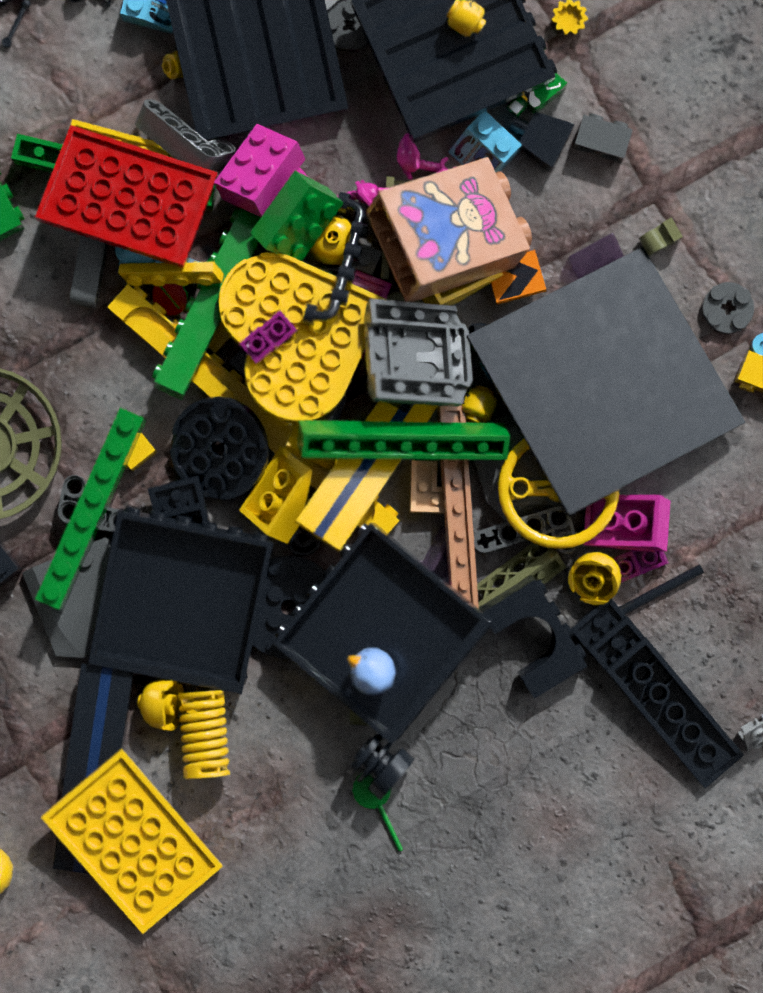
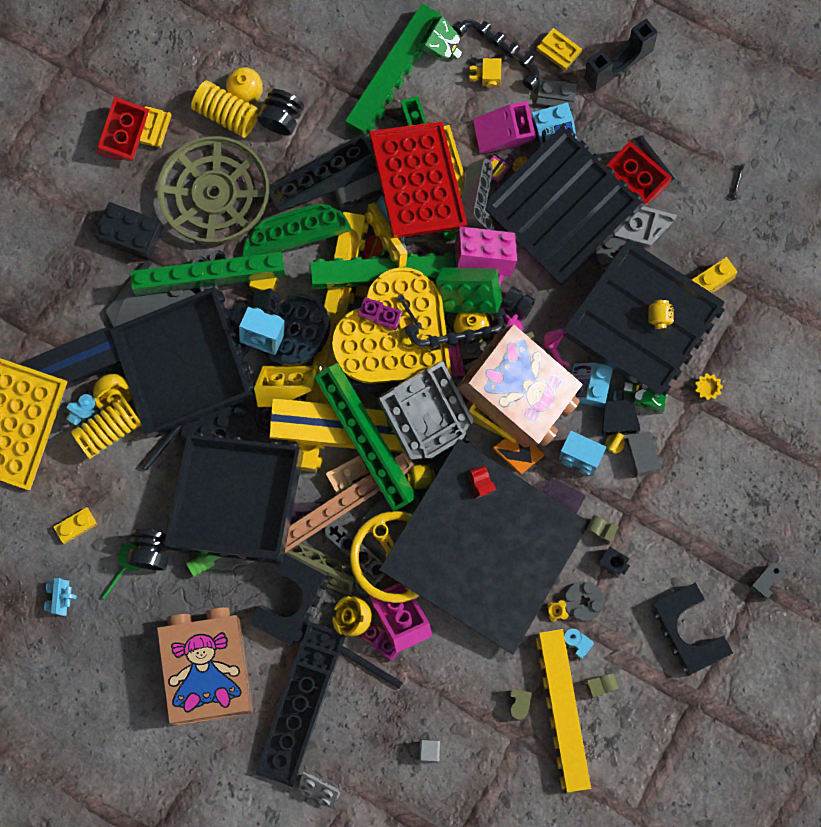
camera: 65 degrees right, 10 degrees down
(35, 32) = (489, 72): none -> yellow brick
(46, 295) = (326, 174): none -> black slope
(94, 376) = (296, 229): none -> green plate
(116, 57) = (505, 128): none -> dark pink slope
(163, 93) = (500, 169): none -> piece
(165, 750) = (81, 410): none -> medium azure hips
(167, 462) = (267, 301): none -> black brick
(203, 485) = (261, 330): none -> medium azure brick
(262, 684) = (161, 447): none -> black bar
(263, 302) = (400, 299): none -> black hinge
(296, 834) = (75, 525): none -> yellow plate
(340, 171) = (518, 303): none -> black wheel
(372, 671) = (203, 502): light blue piece -> none
(374, 897) = (61, 597): none -> medium azure hips
(430, 717) = (201, 563): none -> bright green hinge
(533, 340) = (481, 481): none -> red leg
(556, 778) = (204, 668): none -> brick
(562, 206) = (582, 453): none -> medium azure brick
(570, 162) = (615, 443): none -> yellow plate
(695, 251) = (610, 554): none -> black brick
(725, 350) = (562, 610): none -> yellow plate

